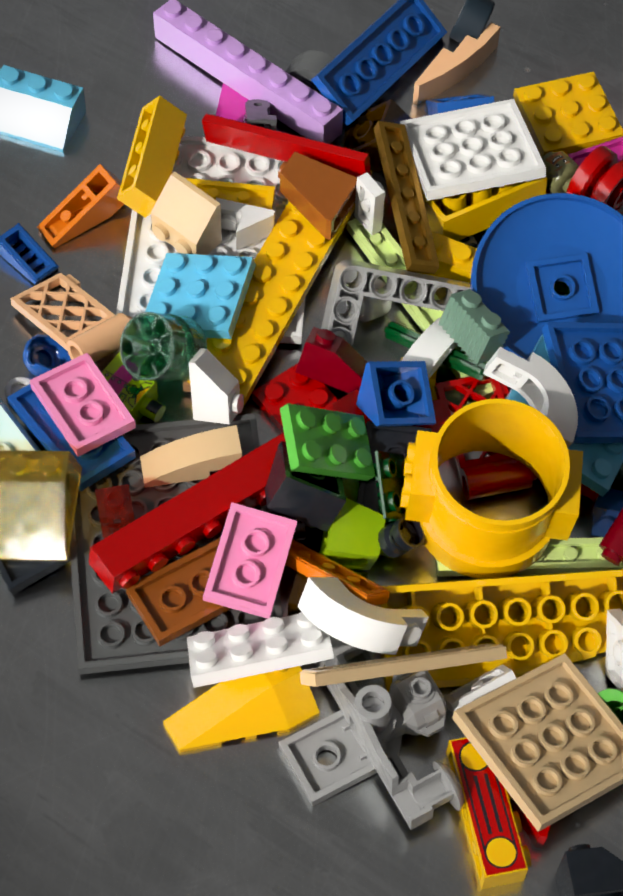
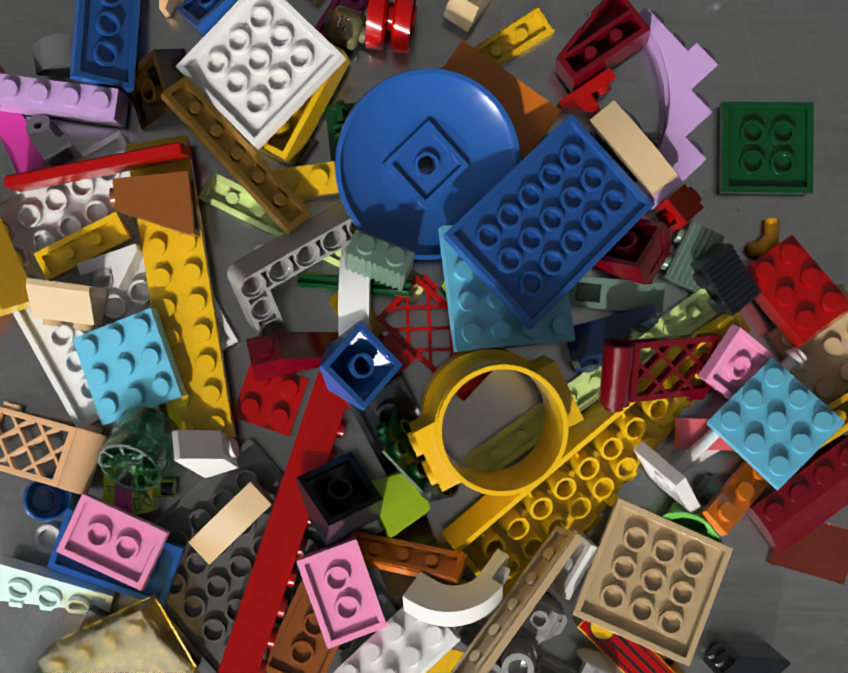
camera: 30 degrees left, 30 degrees up
(112, 505) = (206, 610): clear red brick -> none
(327, 442) = (334, 457): bright green plate -> none
(369, 203) = (210, 180): white plate -> none
(539, 385) = (493, 308): white arch -> none

